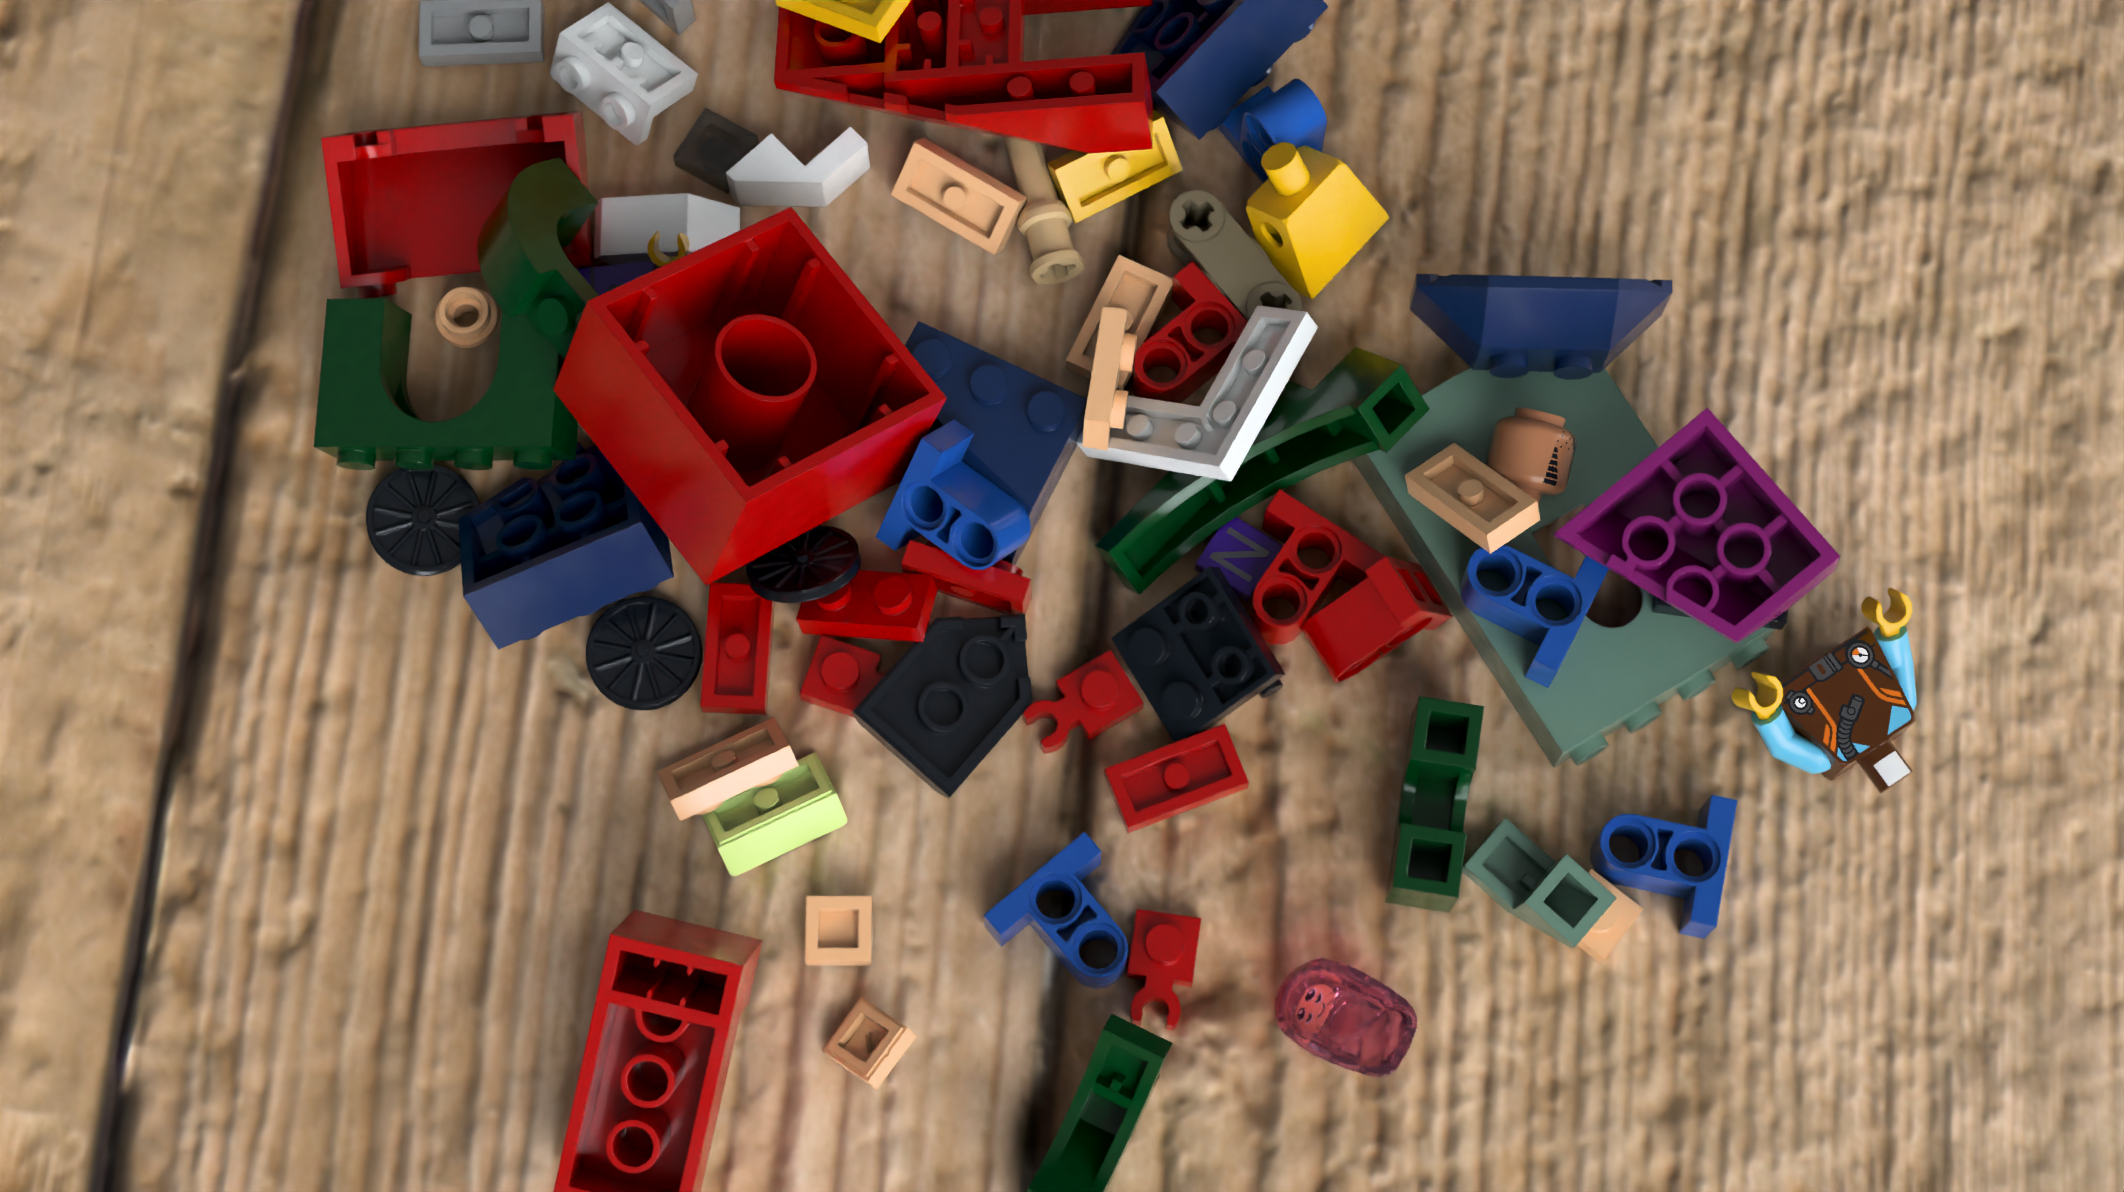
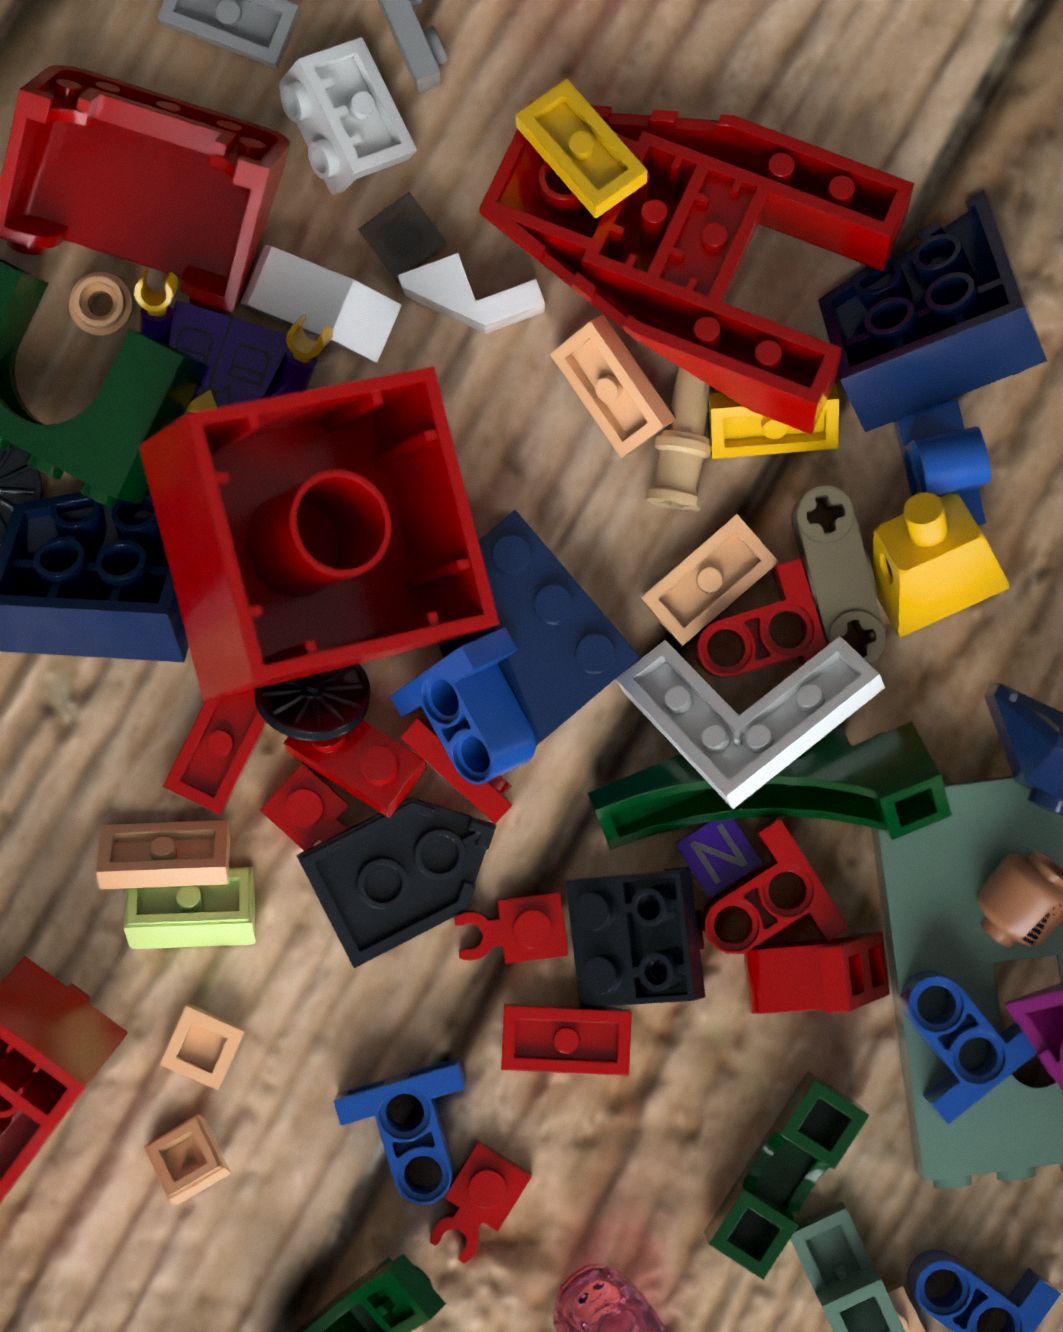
camera: 20 degrees right, 15 degrees up
(524, 253) = (160, 303): dark green arch -> none
(643, 653) = (134, 709): black wheel -> none
(1112, 354) = (683, 622): light nougat plate -> none
(1472, 497) = (950, 920): light nougat plate -> none

